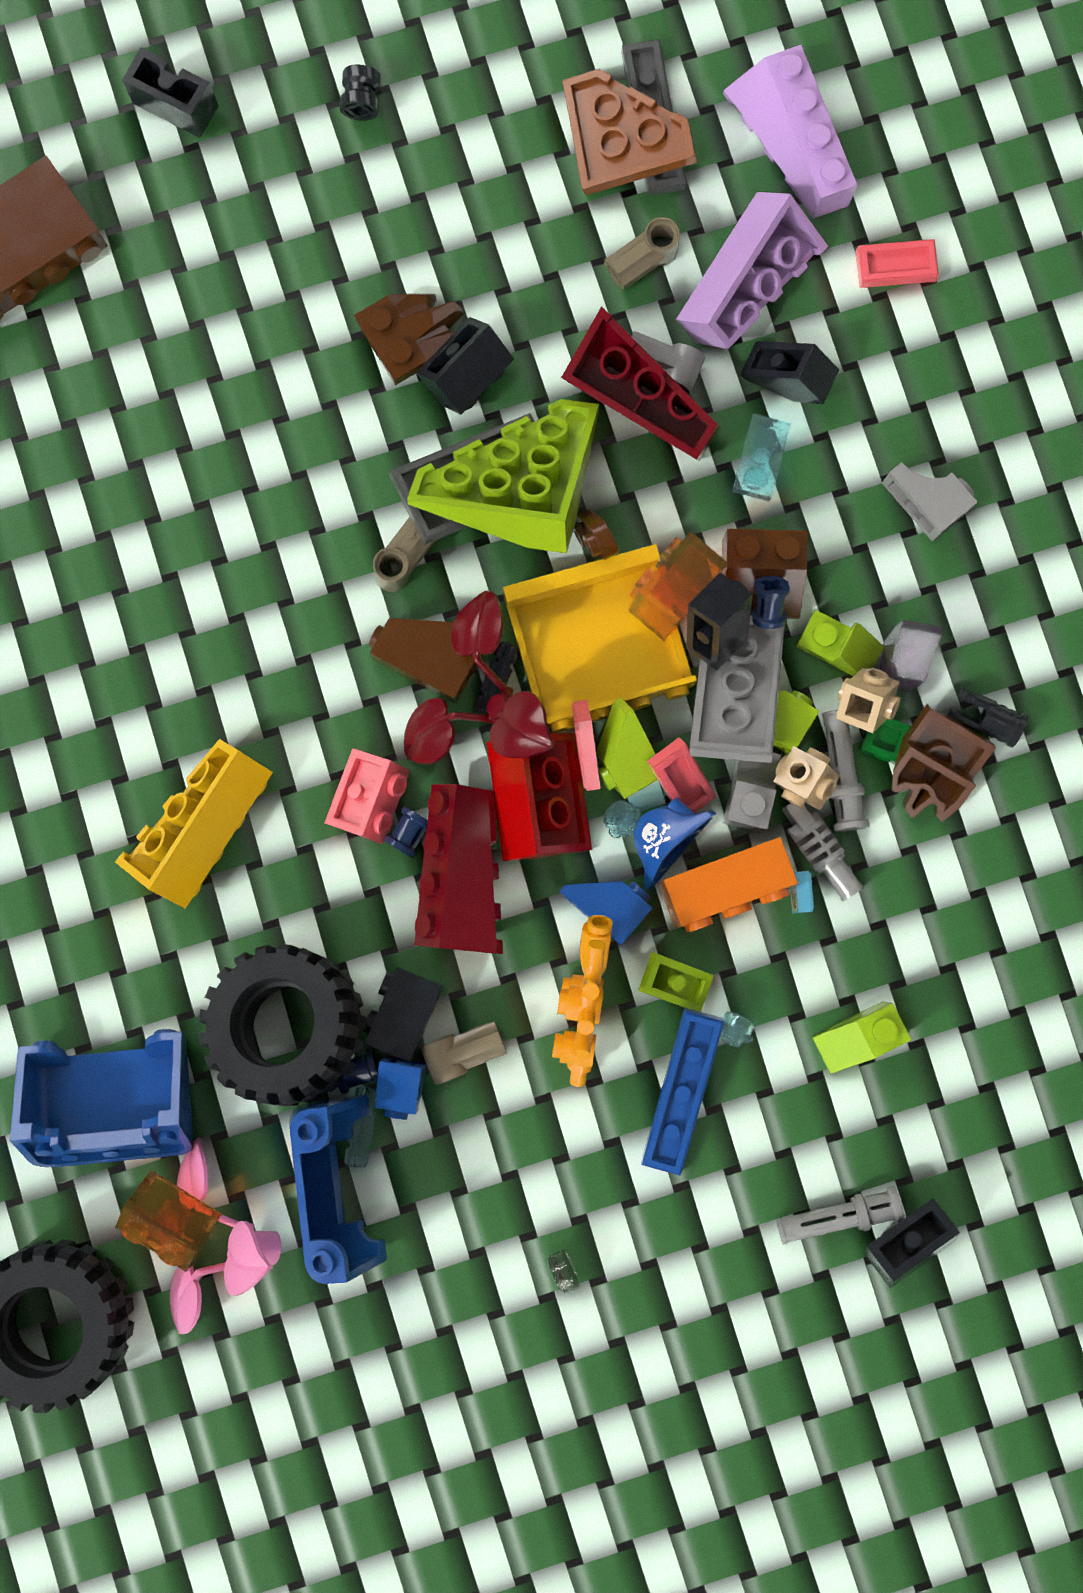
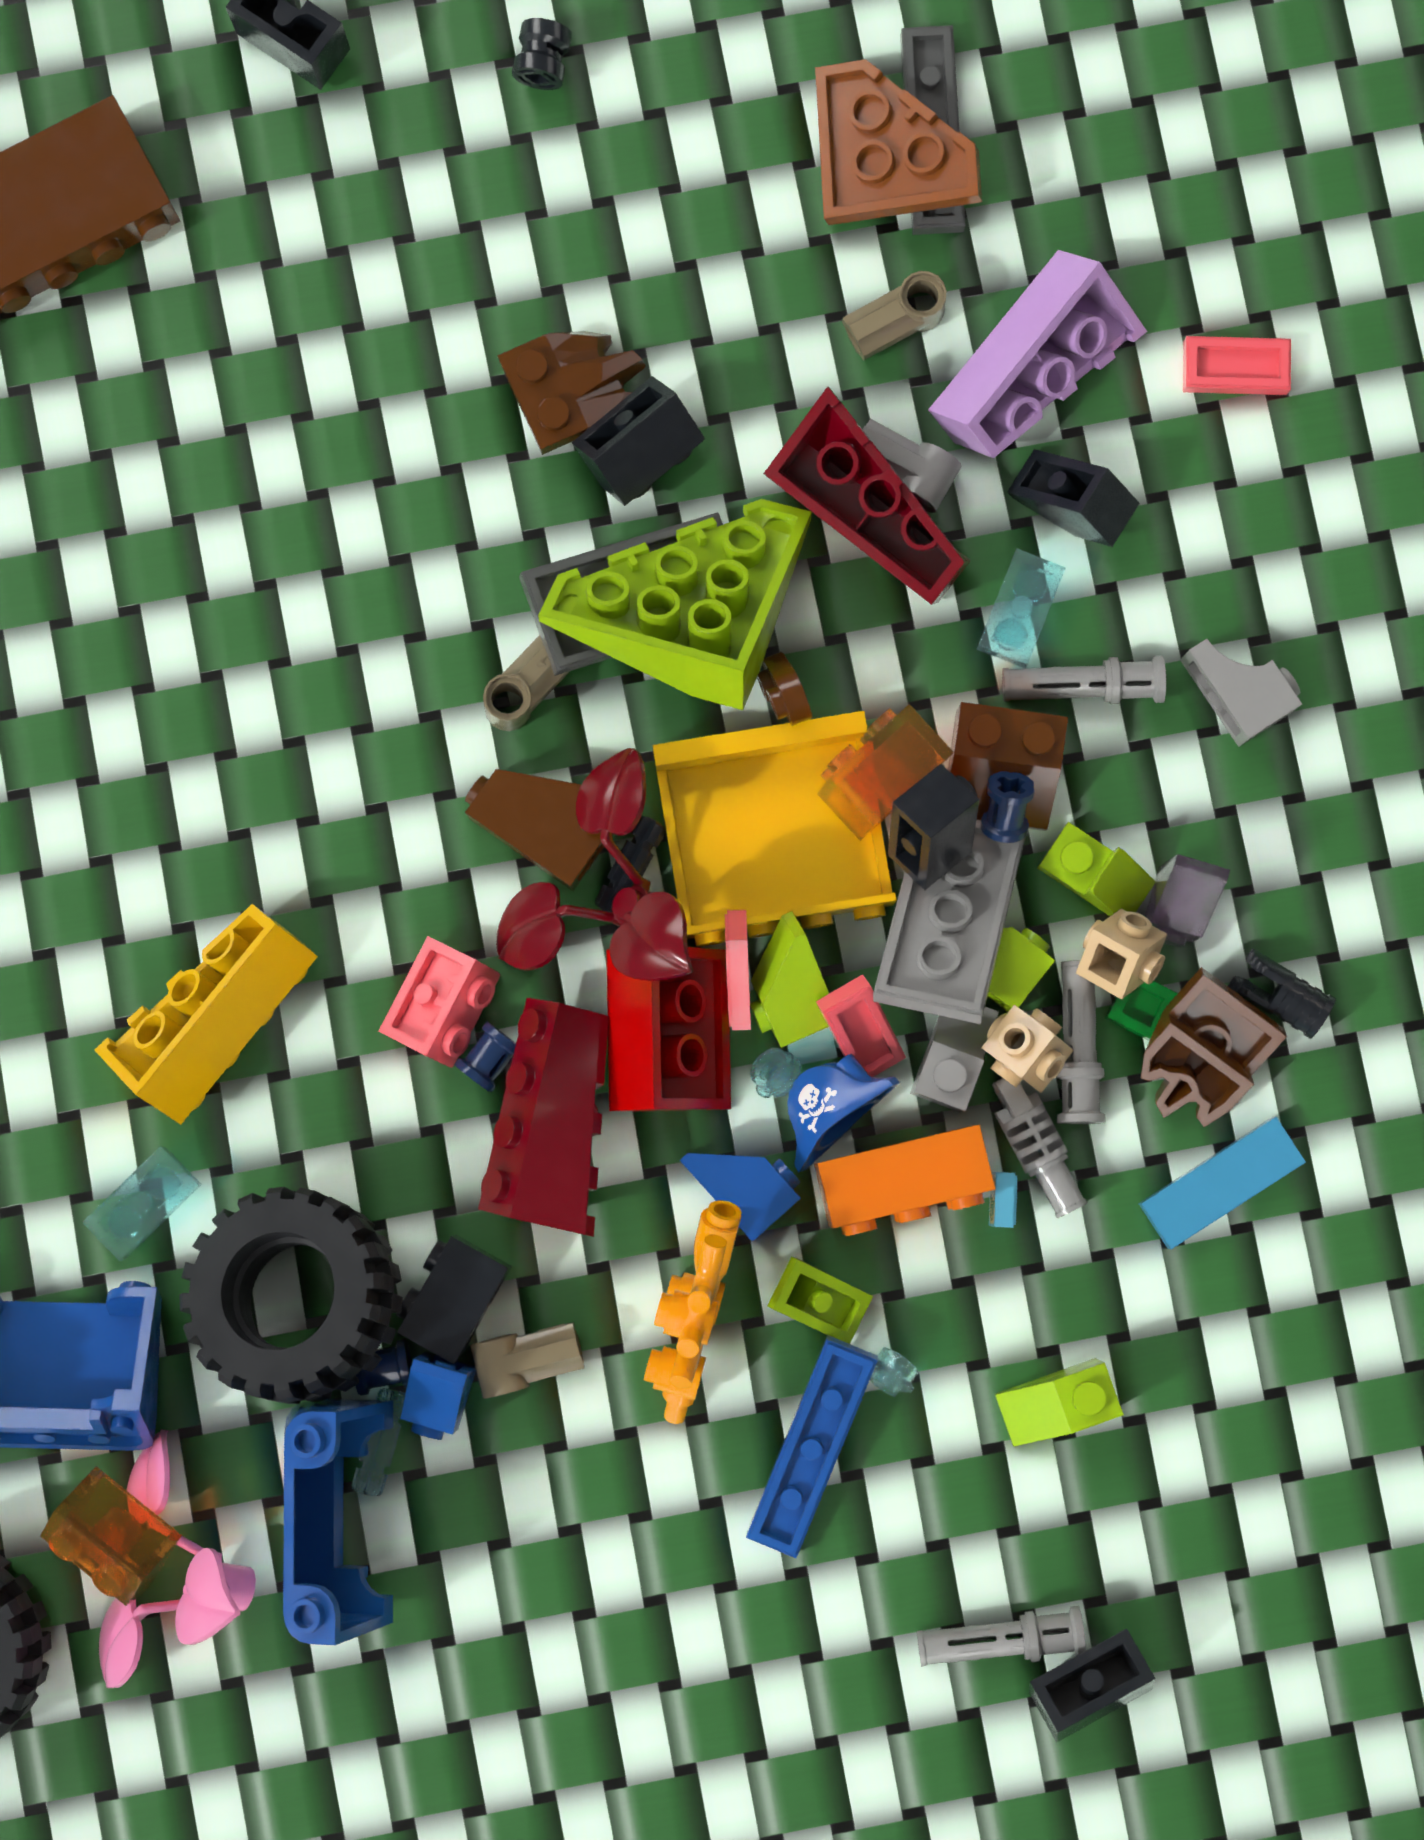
camera: 10 degrees right, 0 degrees up
(163, 971) = (141, 1203): none -> clear light blue plate
(563, 1271) = (625, 1667): clear smoke tile -> none
(793, 124) = (1116, 156): lavender wedge -> none
(834, 498) = (1111, 681): none -> light grey pin
(960, 861) = (1222, 1182): none -> dark azure tile

